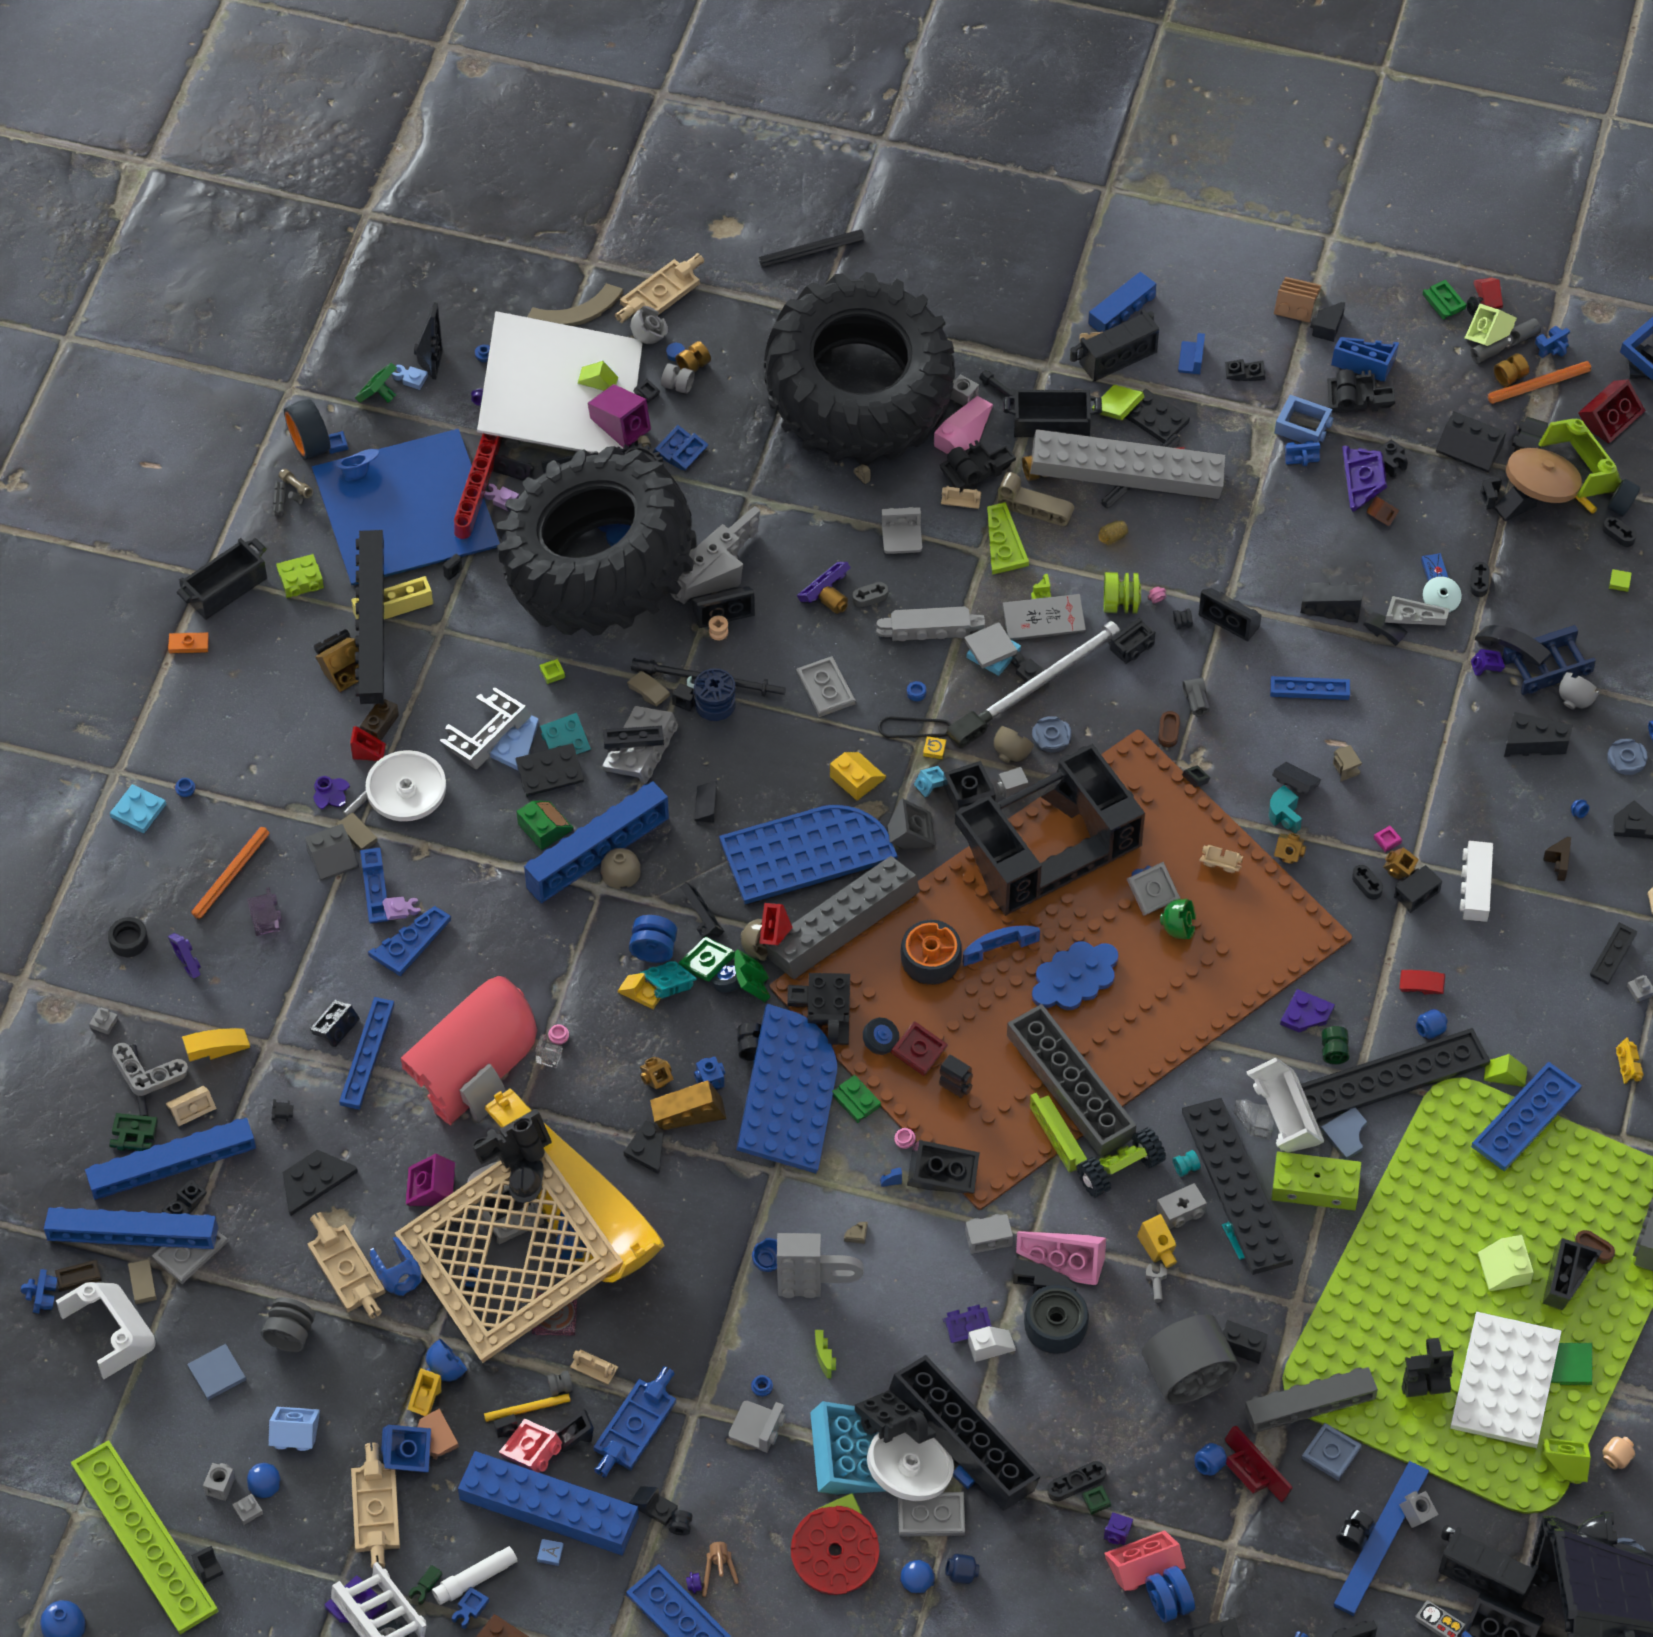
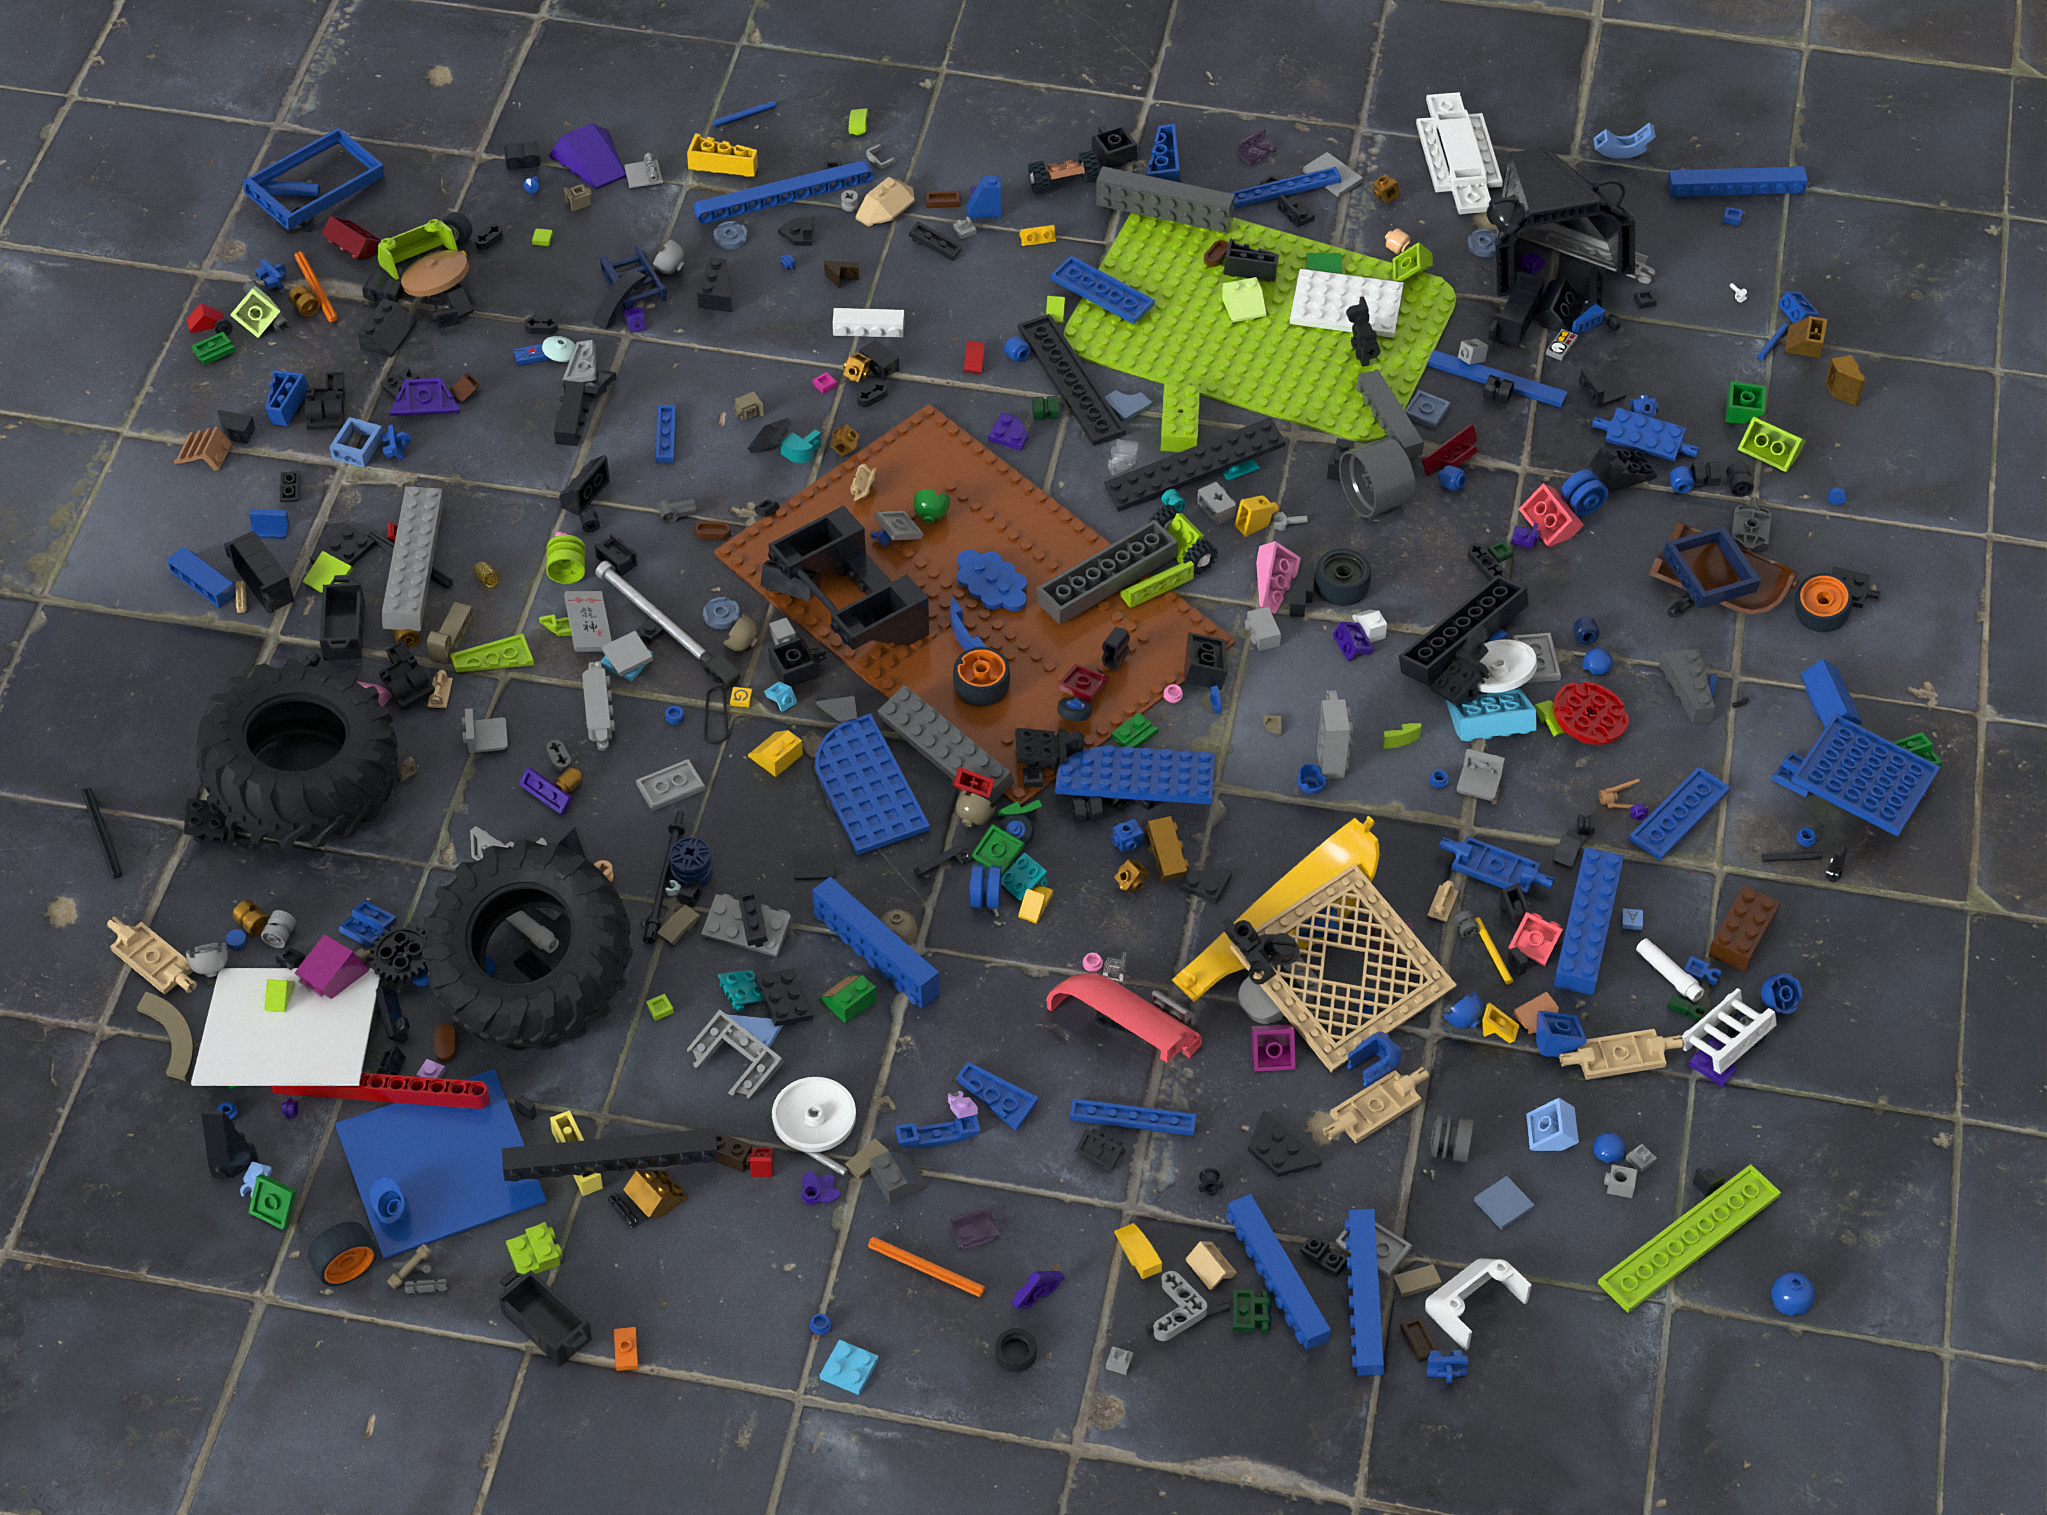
camera: 95 degrees left, 5 degrees down
(1288, 1105) = (1126, 425): white windscreen -> none

